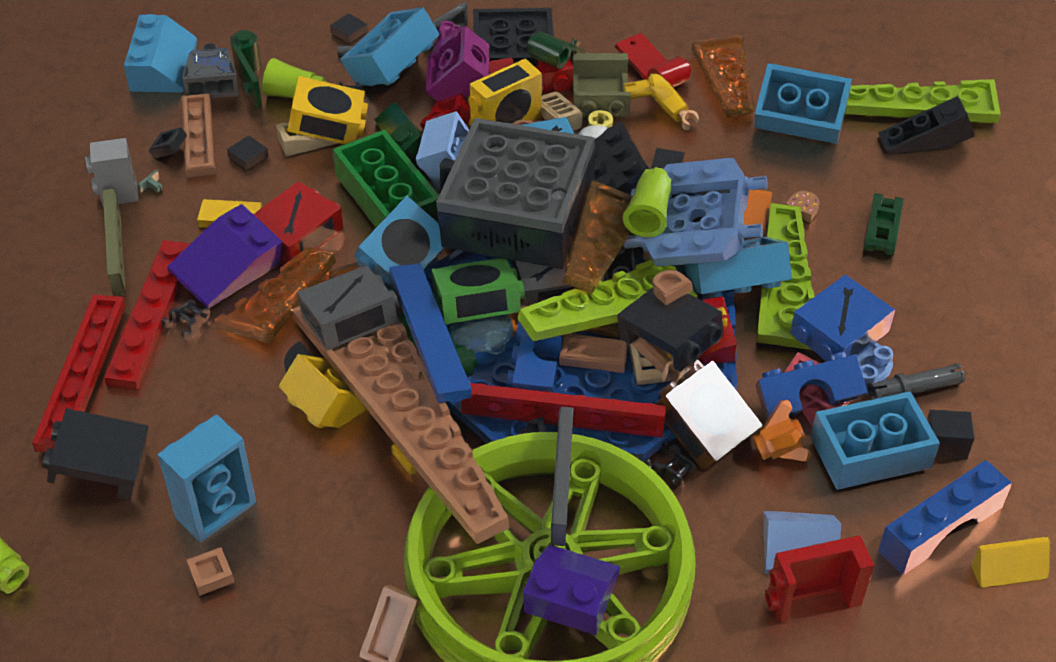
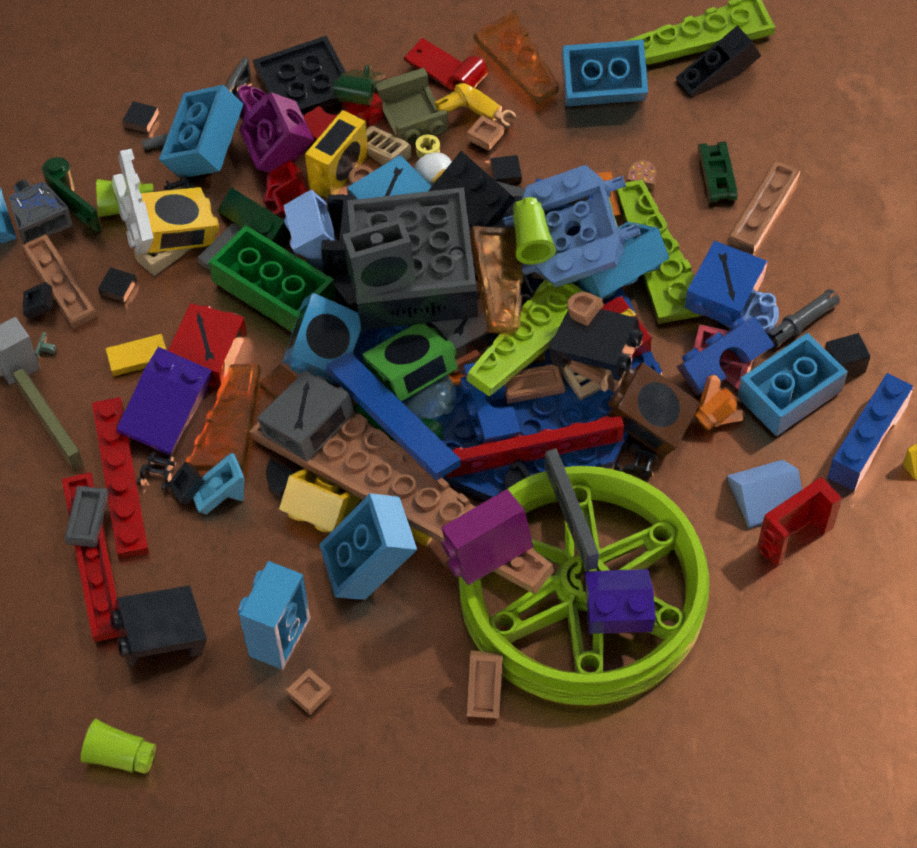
camera: 20 degrees left, 10 degrees up
(92, 333) = (86, 516): none -> dark grey tile
(205, 335) = (186, 483): none -> black tile
(236, 344) = (220, 482): none -> medium azure slope
(282, 74) = (130, 204): none -> white wing
(338, 445) = (367, 546): none -> dark azure brick
(445, 463) = (486, 537): none -> magenta brick
(466, 163) = (379, 258): none -> dark grey brick
(662, 125) = (485, 133): none -> nougat plate
(920, 269) = (763, 207): none -> nougat tile

